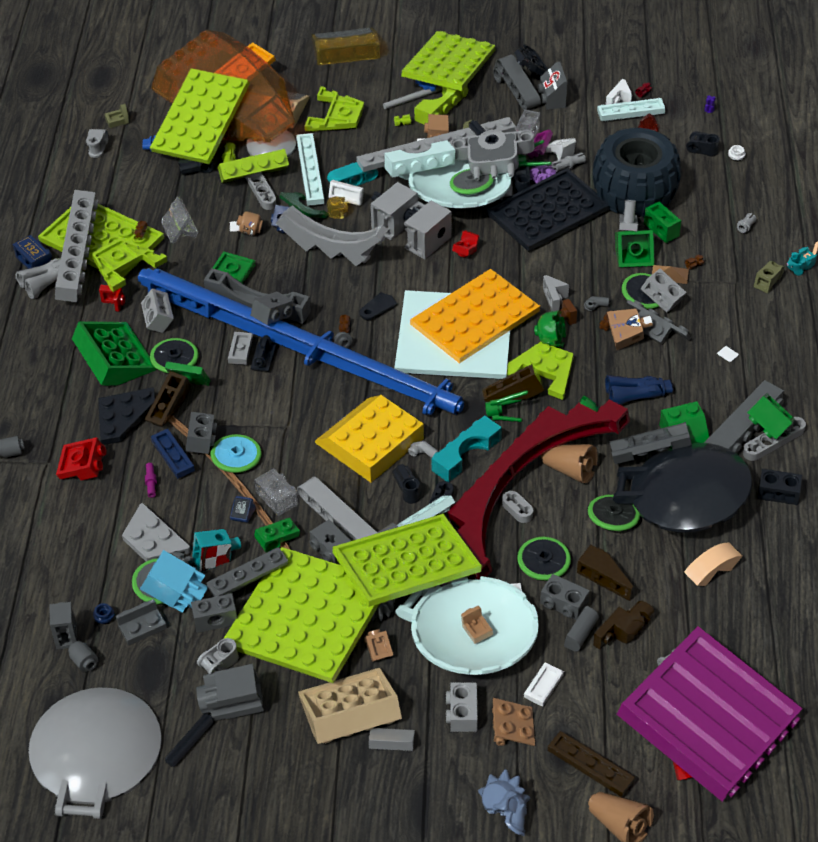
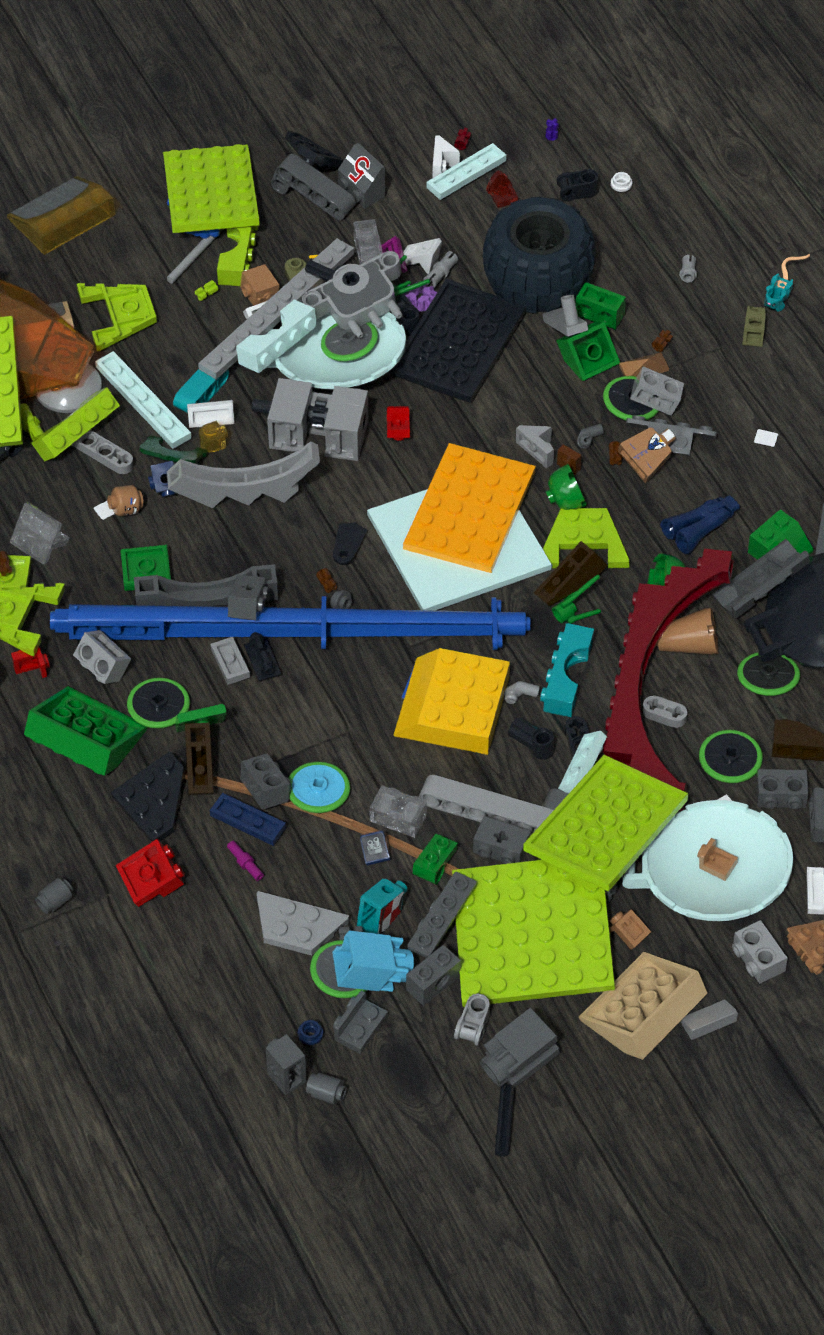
camera: 30 degrees left, 5 degrees up
(94, 748) = (409, 1177): light grey dish -> none

